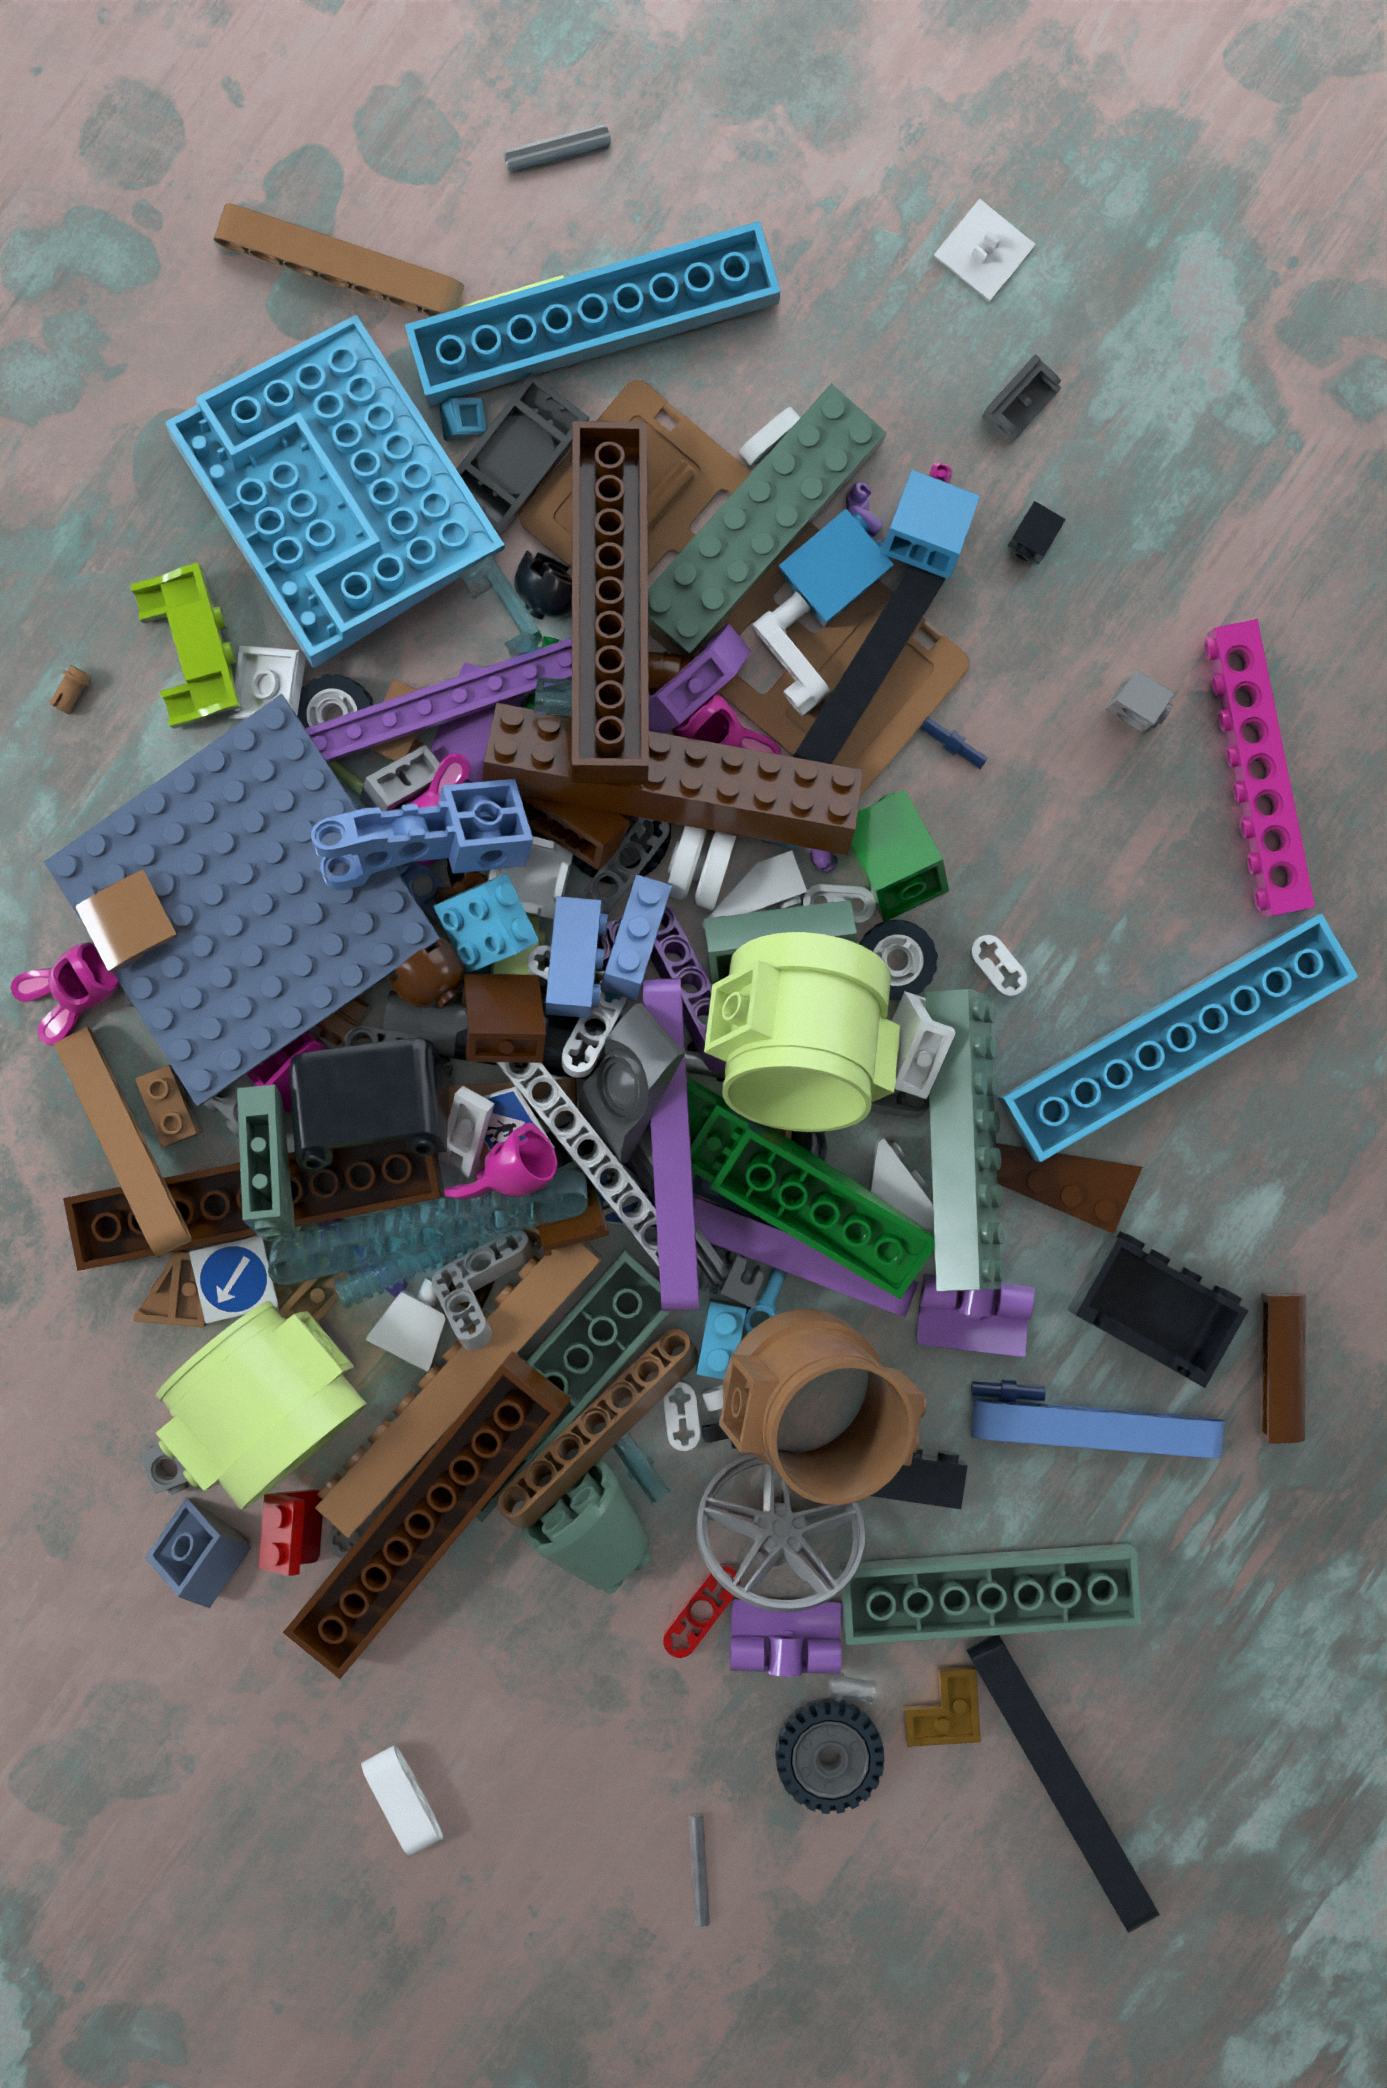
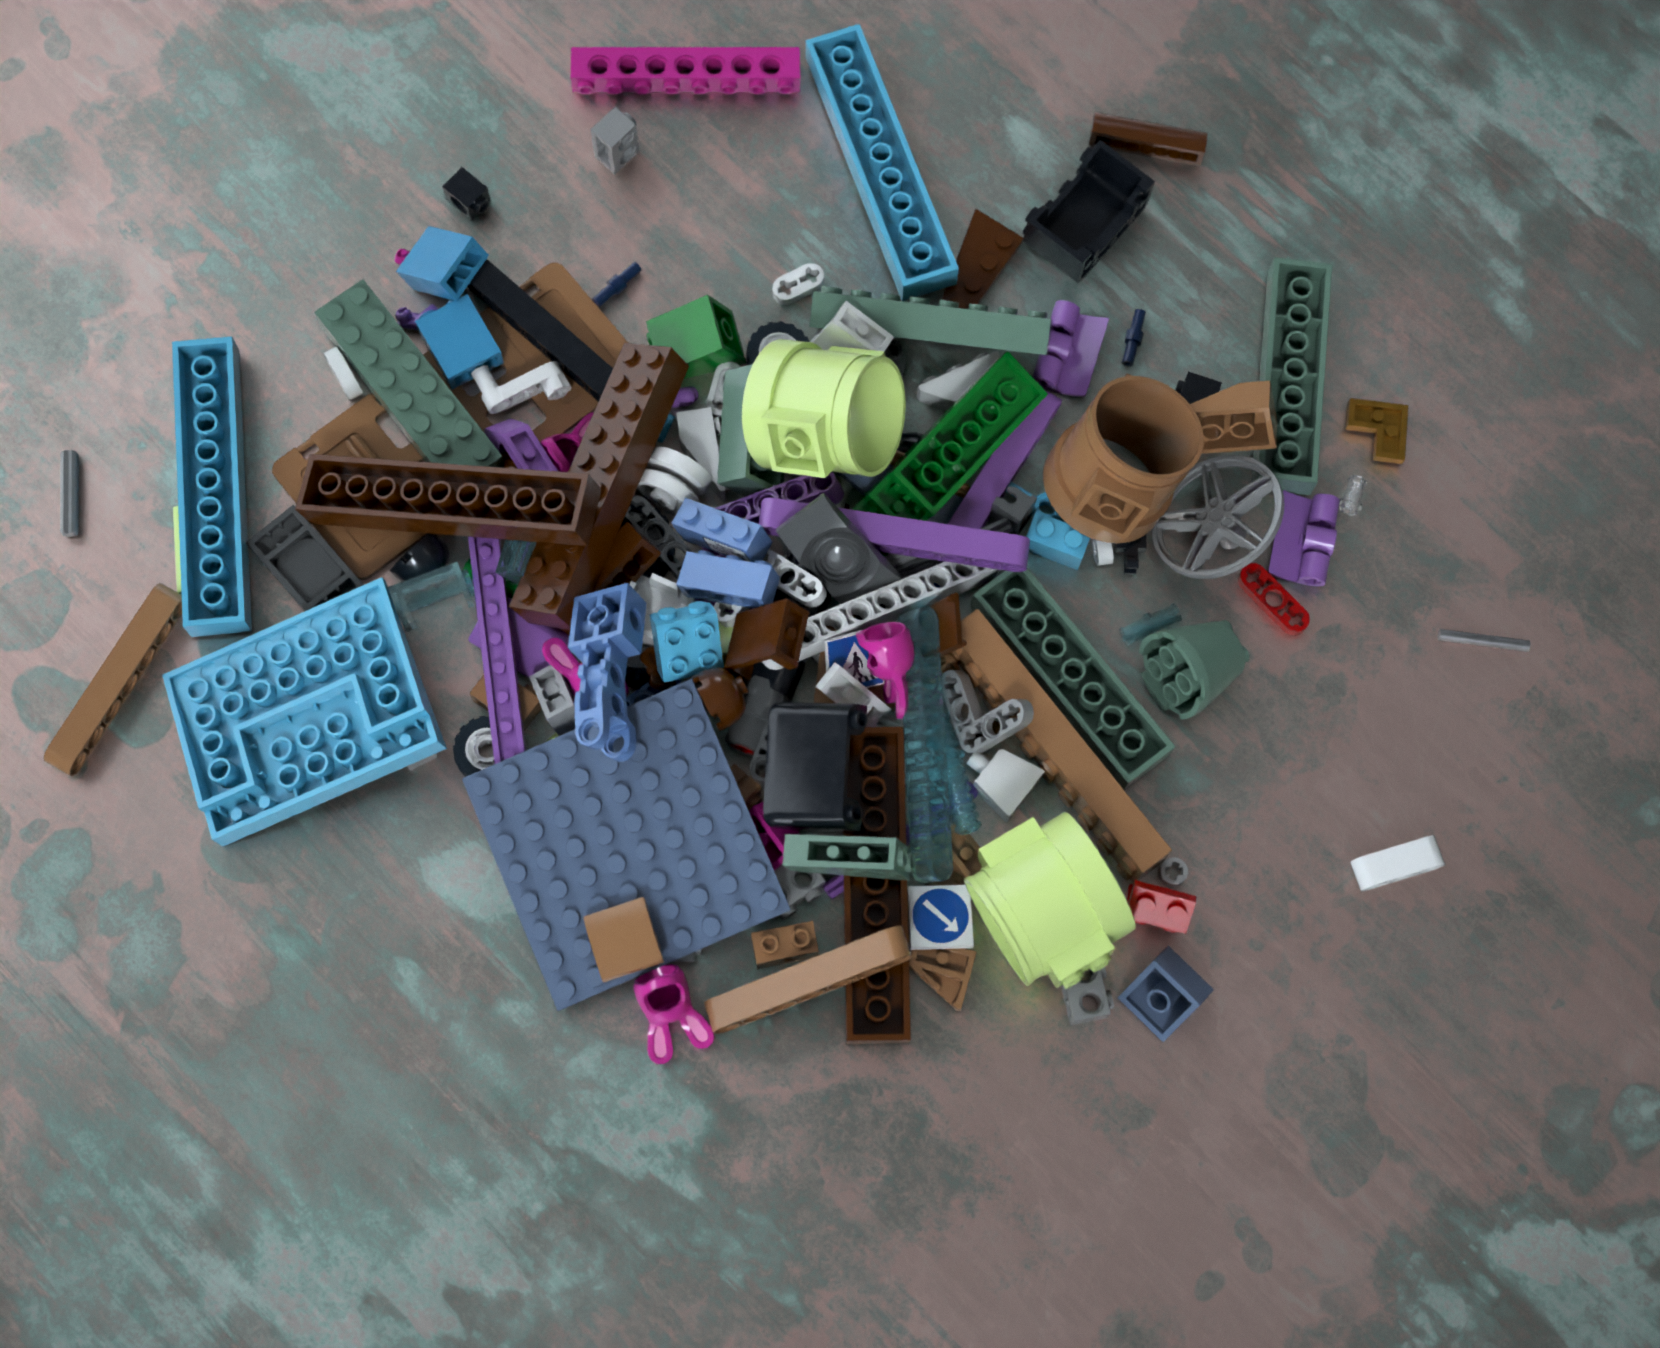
camera: 85 degrees left, 15 degrees down
(69, 689) = (416, 965): medium nougat pin -> none
(198, 641) = (399, 847): lime bracket -> none
(265, 675) = (445, 801): white tile -> none
(427, 1514) = (1164, 784): reddish brown brick -> none
(462, 418) = (268, 607): medium azure slope -> none
(595, 1446) = (1125, 650): medium nougat beam -> none
(691, 1414) = (1113, 578): white beam -> none
(837, 1783) = (1414, 502): wheel -> none
(900, 1538) = (1238, 418): none -> medium nougat slope
(984, 250) = (237, 194): white piece -> none
(1022, 399) = (359, 186): dark grey hinge -> none
(1063, 1782) = (1448, 351): black beam -> none
(1097, 1428) = (1173, 277): medium blue beam -> none

